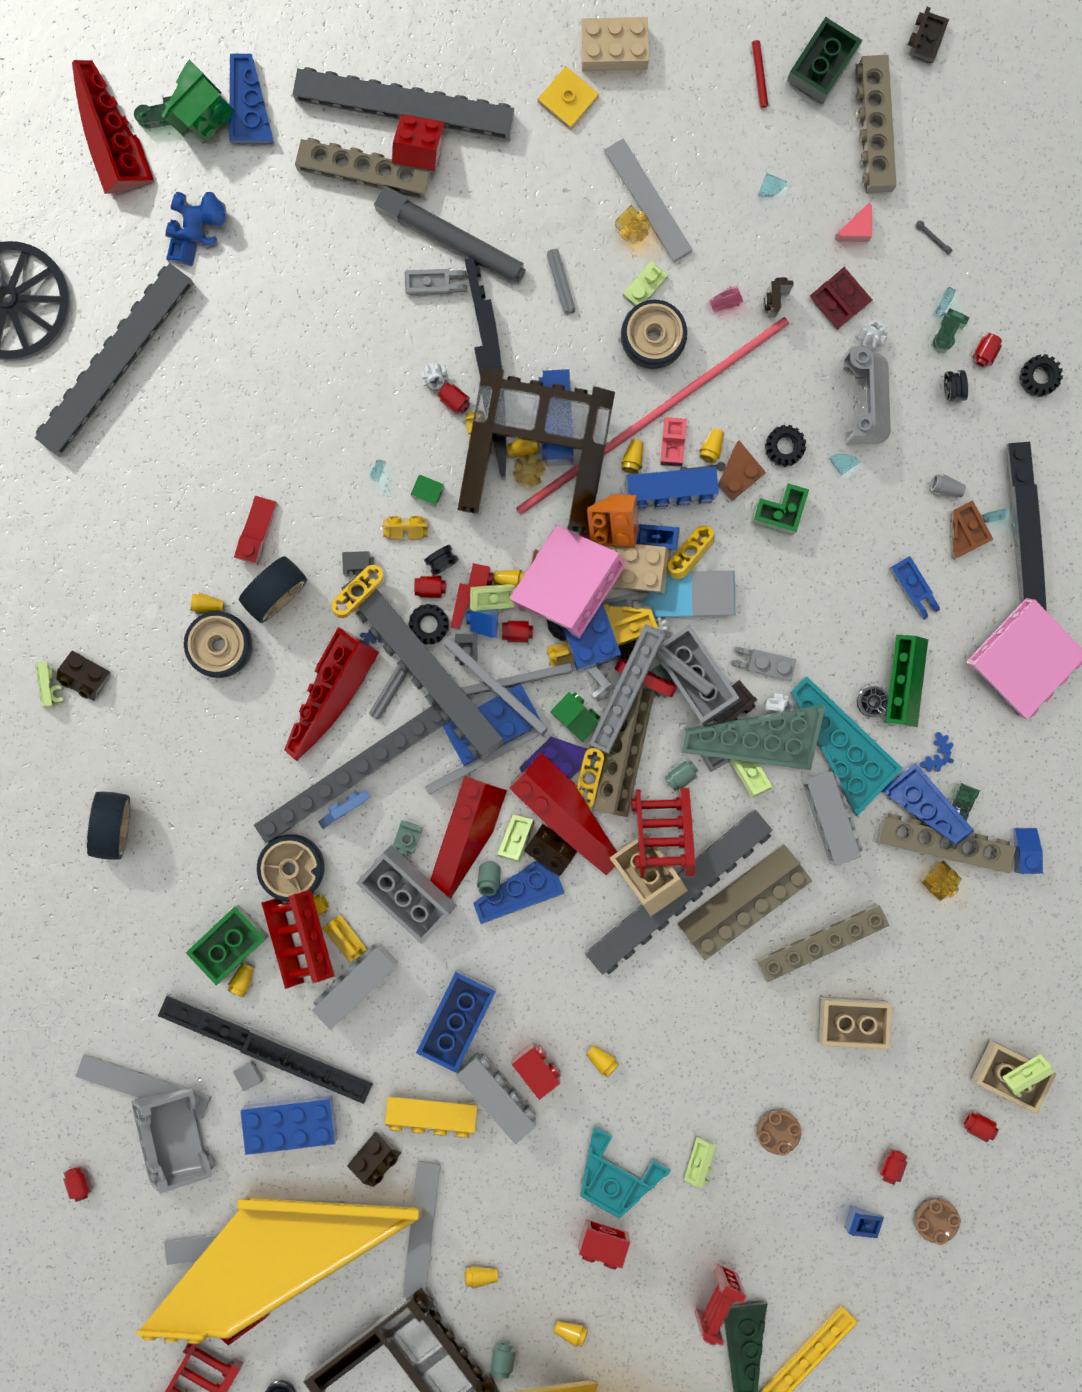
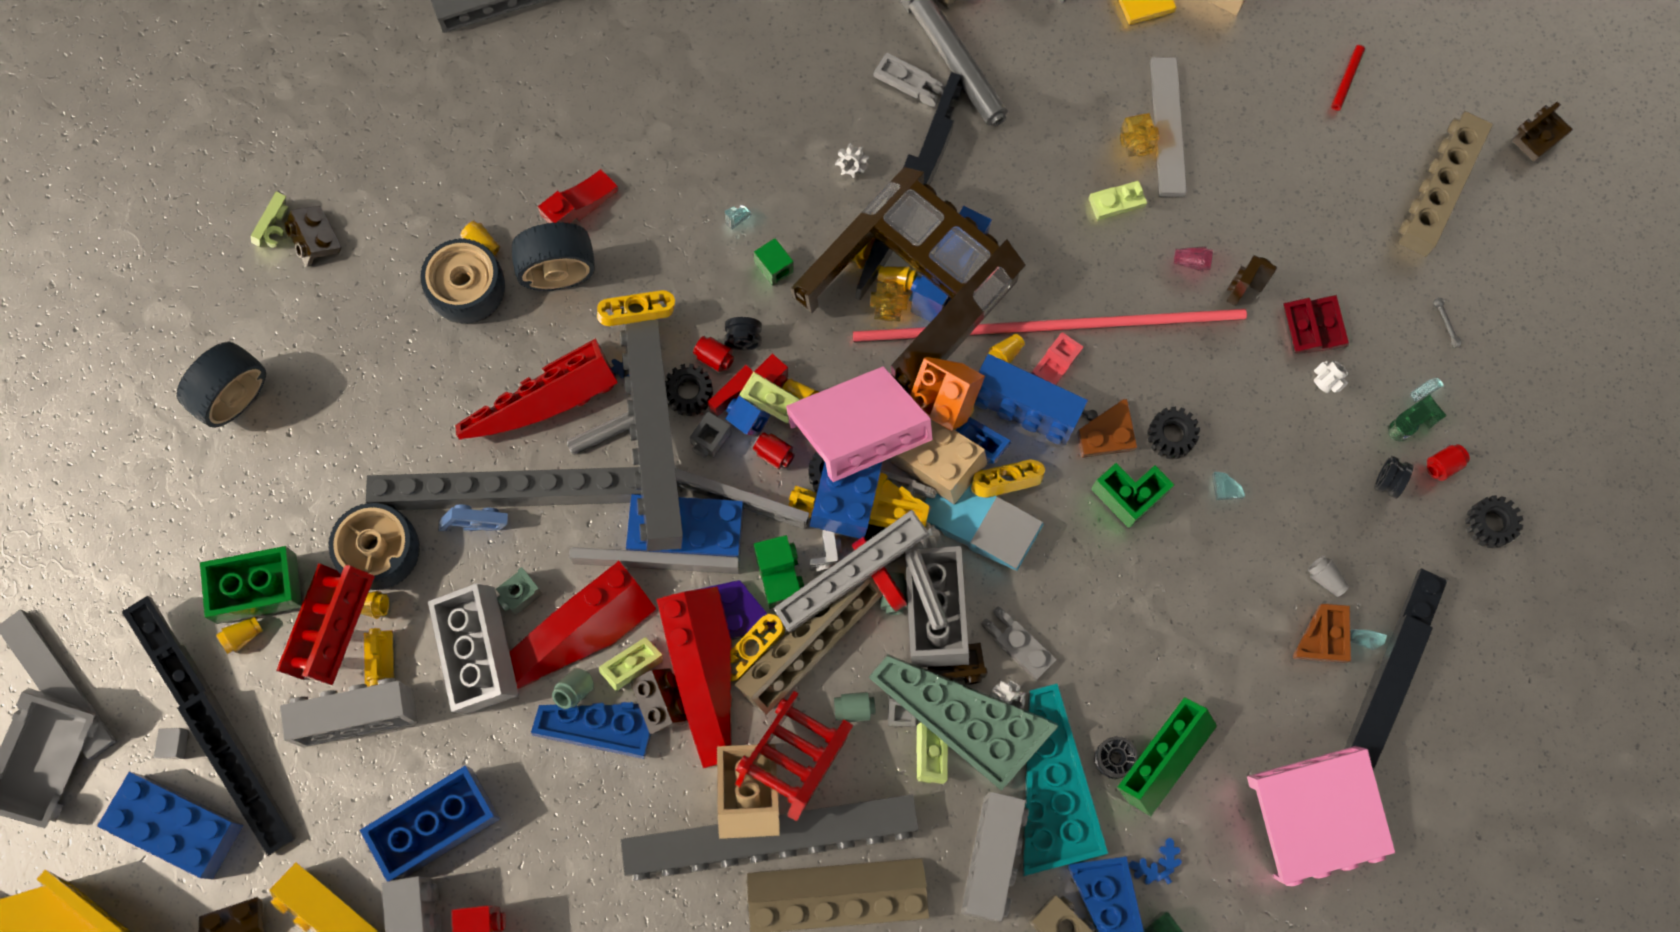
camera: 30 degrees right, 15 degrees down
(356, 562) = (653, 280): dark grey brick -> none
(396, 526) = (737, 288): yellow hinge -> none
(454, 398) = (857, 191): red brick -> none
(494, 685) = (713, 485): light grey tile -> none
(560, 280) = (1034, 149): light grey axle -> none
(657, 317) = (1101, 227): tan wheel -> none
(711, 448) = (1095, 388): yellow cone -> none
(771, 186) = (1302, 182): clear light blue tile -> none
(824, 60) = (1423, 95): dark green brick -> none
(858, 228) = (1370, 266): coral slope -> none
(875, 424) = (1281, 460): light grey windscreen -> none
(914, 585) = (1233, 660): blue hinge -> none

